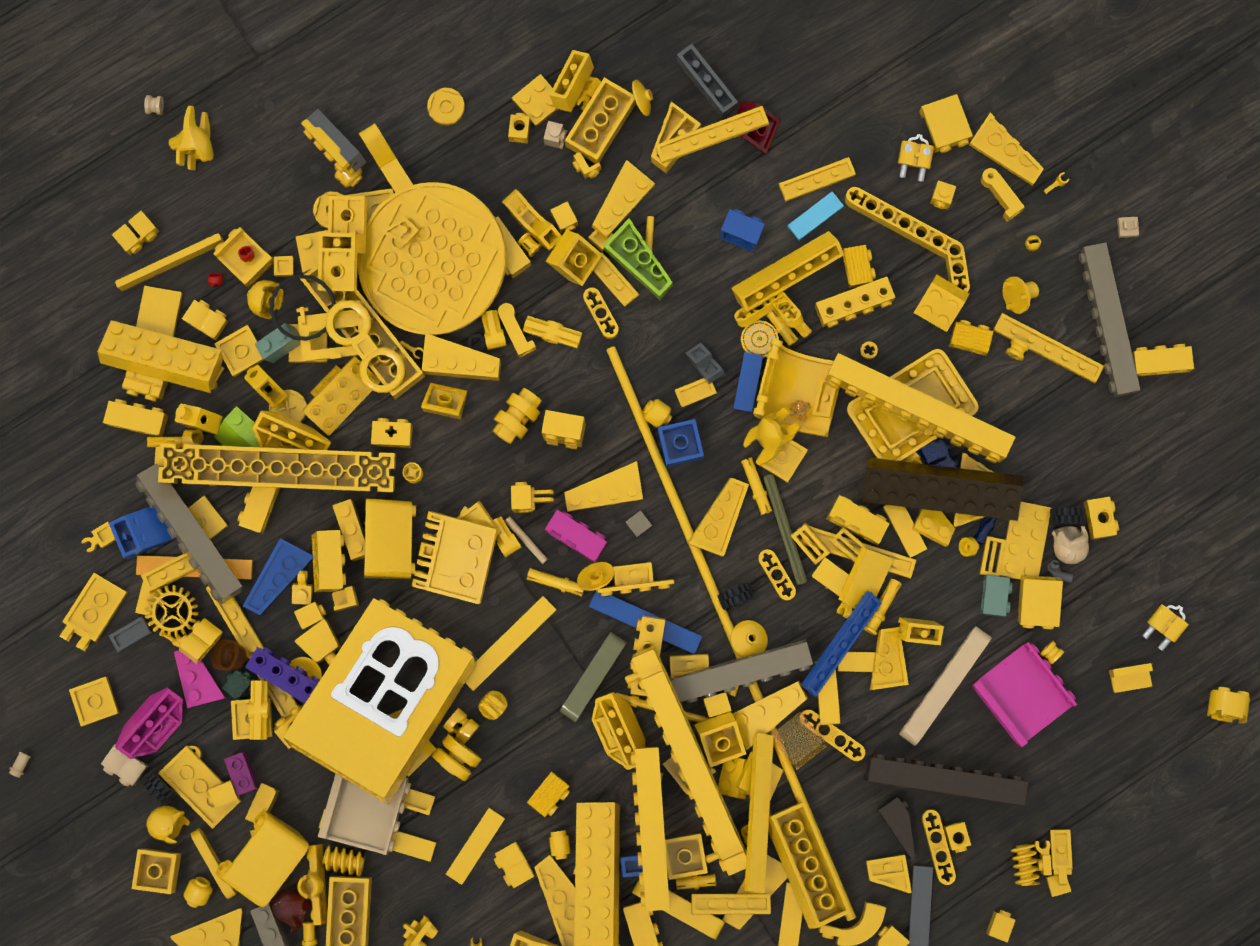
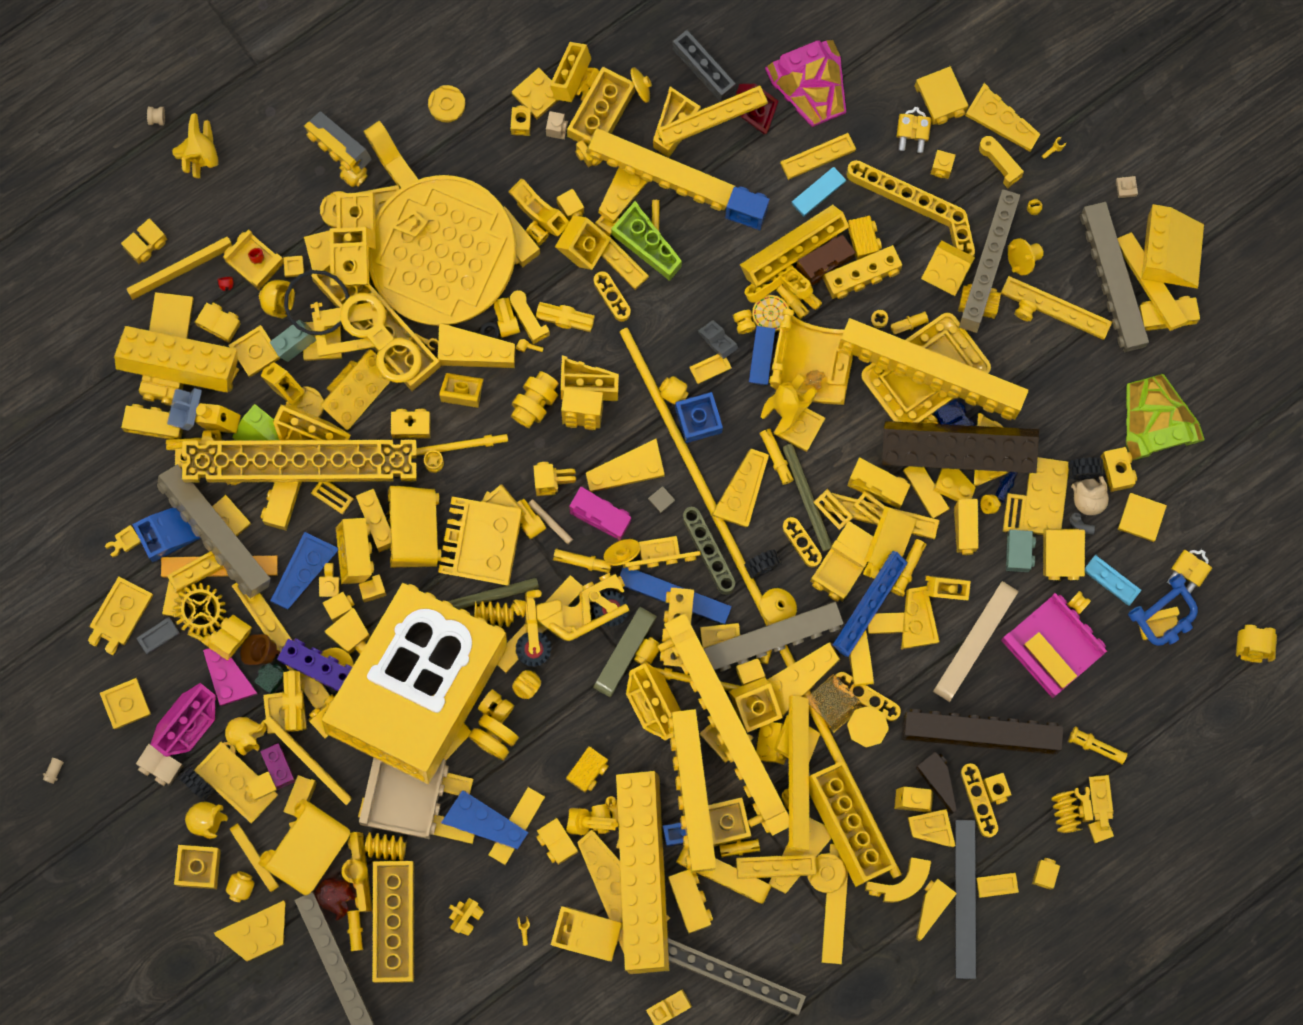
camera: 10 degrees left, 5 degrees down
(165, 406) = (183, 408): none -> sand blue panel
(208, 740) = (243, 733): none -> yellow hair
(271, 770) = (308, 760): none -> yellow tile
(323, 511) = (345, 505): none -> yellow tile
(439, 839) = (478, 819): none -> blue wing
(464, 611) = (495, 594): none -> olive axle
(464, 631) = (495, 613): none -> yellow piece
(468, 454) = (488, 440): none -> yellow bar
(509, 358) = (523, 344): none -> yellow hand
(536, 644) = (565, 621): none -> yellow piece
(539, 847) = (581, 822): none -> yellow piece
(570, 399) = (584, 377): none -> yellow wedge
(570, 829) = (613, 806): none -> yellow arm
(615, 678) = (647, 651): none -> yellow brick
(655, 186) = (659, 169): none -> yellow brick
(682, 569) = (708, 541): none -> olive beam
(732, 346) = (744, 321): none -> yellow wheel
(784, 913) = (829, 873): none -> yellow tile
(811, 607) = (838, 571): none -> yellow panel
(815, 101) = (811, 81): none -> wedge
(817, 287) = (825, 259): none -> reddish brown wedge
(831, 766) = (867, 726): none -> yellow piece
(873, 843) = (914, 799): none -> yellow torso
(899, 356) = (909, 323): none -> yellow axle
(943, 569) = (966, 526): none -> yellow slope
(951, 933) = (997, 885): none -> yellow tile
(984, 298) = (989, 261): none -> dark tan brick
(1019, 709) = (1050, 660): none -> yellow tile
(1050, 794) = (1087, 744): none -> yellow pin
(1086, 630) = (1112, 580): none -> medium azure tile
(1121, 567) = (1142, 517): none -> yellow tile
(1143, 467) = (1157, 418): none -> wedge
(1147, 328) = (1155, 290): none -> yellow tile
(1156, 680) = (1184, 624): none -> blue bar
(1170, 293) = (1172, 247): none -> yellow slope

